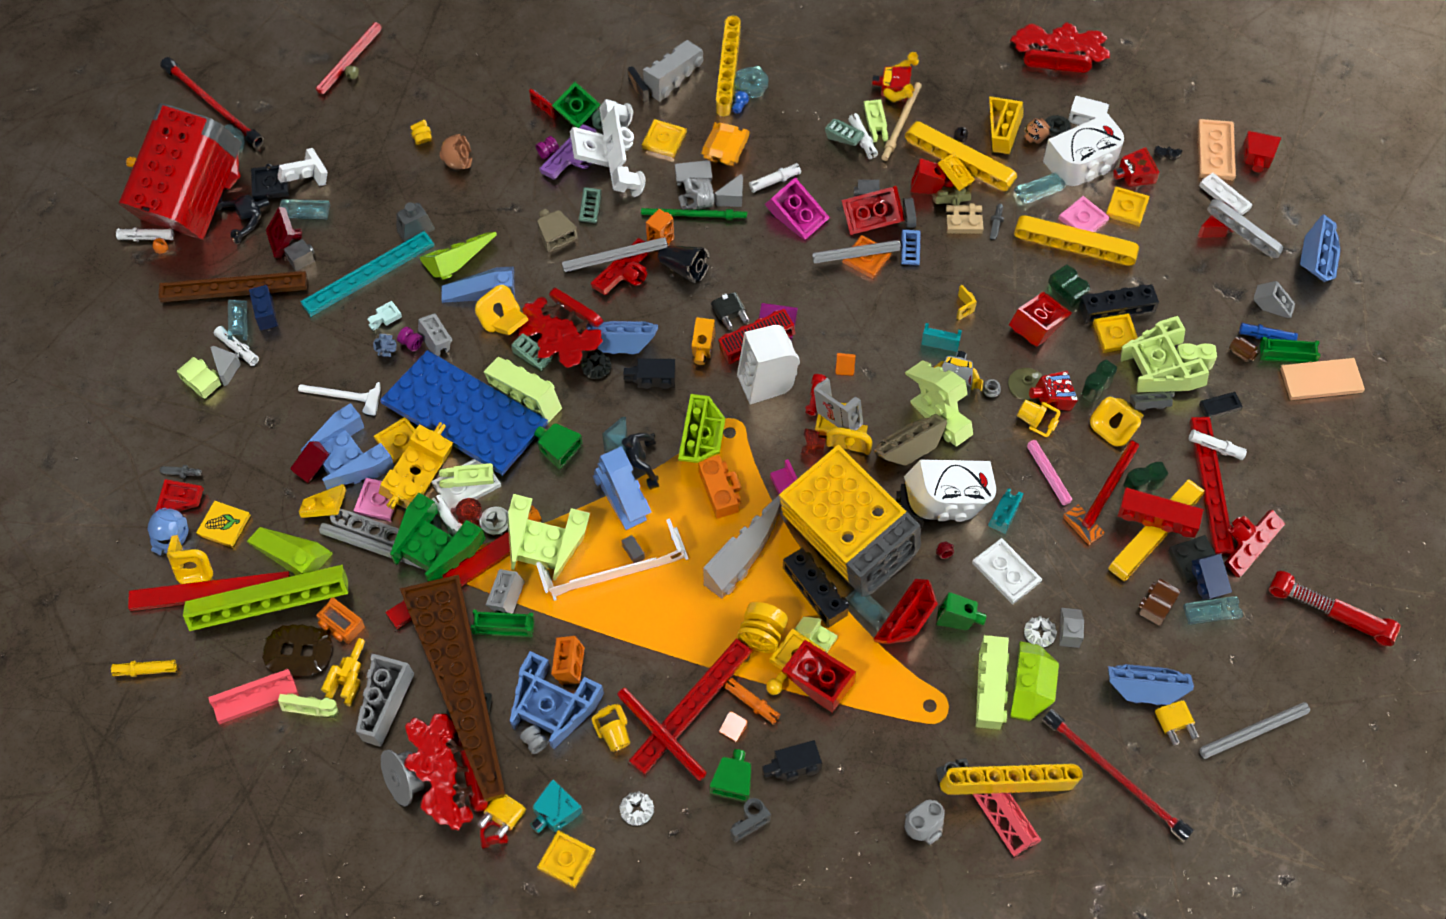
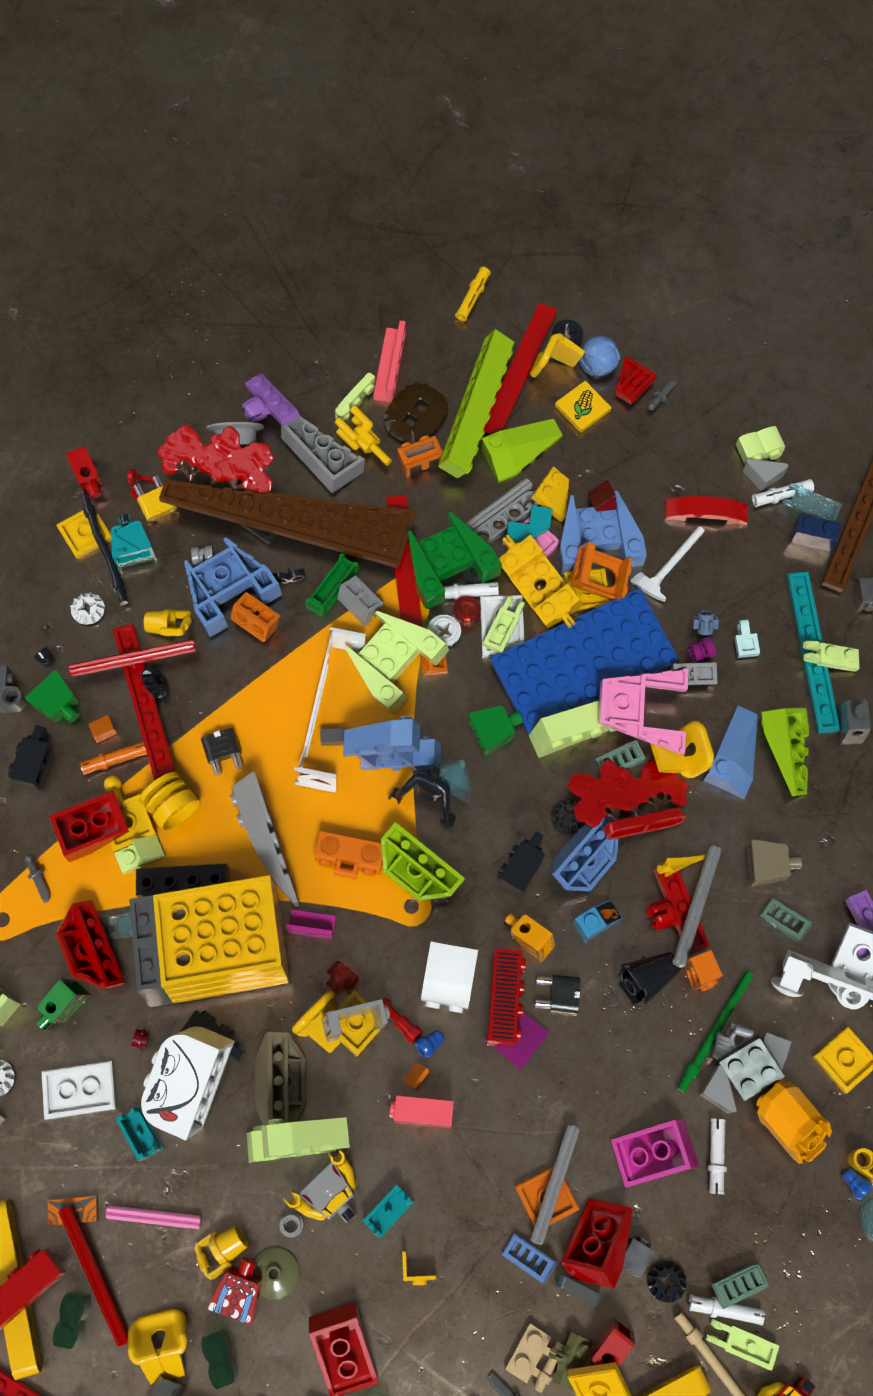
camera: 120 degrees right, 10 degrees up
(142, 570) = (573, 328): none -> black gear
(281, 392) = (706, 507): none -> red slope
(352, 769) = (267, 401): none -> medium lavender plate
(361, 496) = (538, 525): none -> teal tile
(366, 255) = (832, 656): none -> yellowish green hinge
(384, 435) = (621, 568): none -> orange panel
(489, 357) = (623, 707): none -> bright pink wing
(509, 888) = (85, 472): none -> red torso
(513, 662) = (287, 577): none -> black piece
(547, 858) = (117, 583): none -> black bar
(594, 278) = (673, 865): none -> yellow piece
(665, 310) = (597, 920): none -> dark azure slope
(670, 704) = (154, 681): none -> black gear
(693, 626) = (220, 747): none -> pearl dark grey piece
(696, 816) = (41, 656): none -> black hinge
(708, 174) = (751, 1068): none -> plate
(821, 367) = (428, 1044): none -> blue piece
(862, 174) = (657, 1288): none -> black gear
(866, 342) = (422, 1111): none -> coral brick
(881, 698) = (37, 878): none -> dark grey piece

